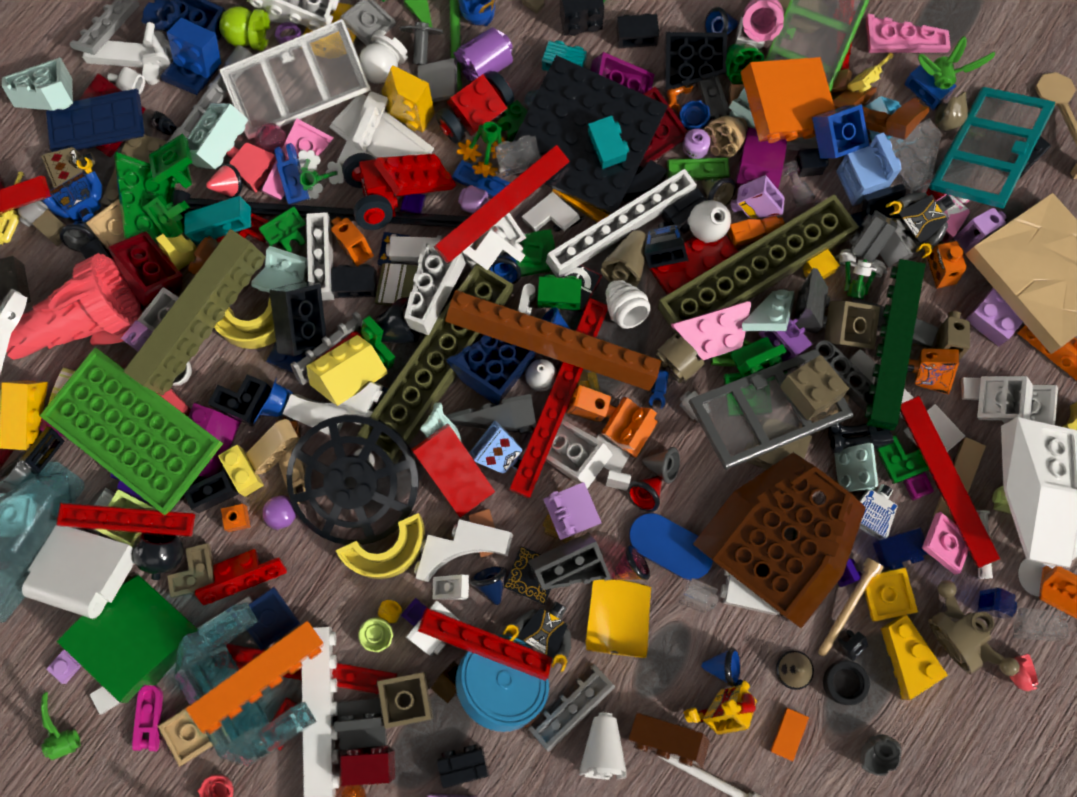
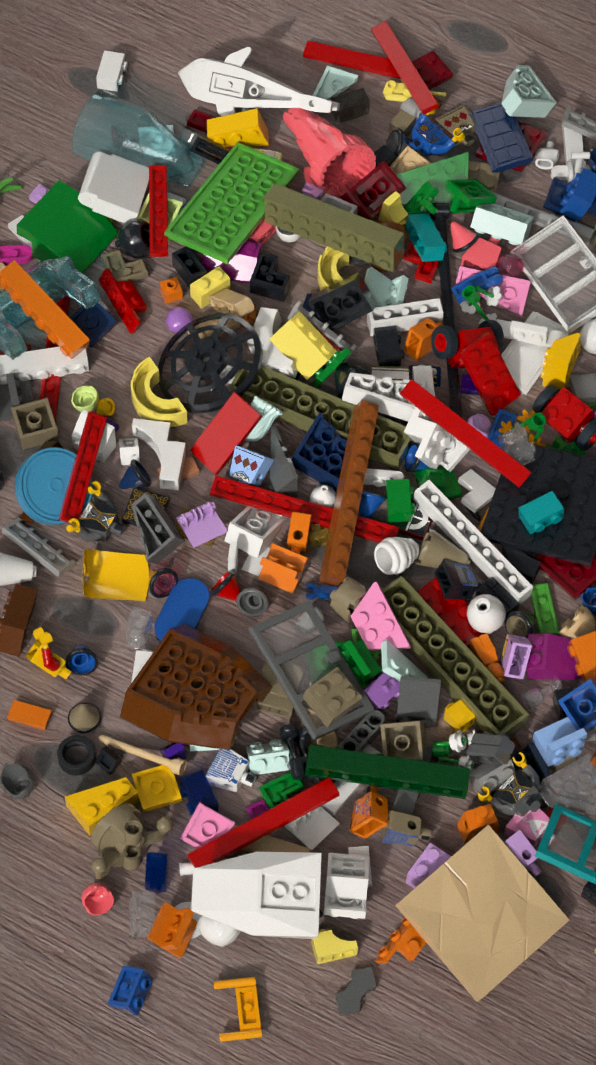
camera: 80 degrees right, 15 degrees down
(162, 123) = (512, 188): black piece -> none
(276, 401) = (271, 300): blue piece -> none
(284, 229) = (425, 286): green plate -> none
(696, 143) = (566, 602): lavender head -> none

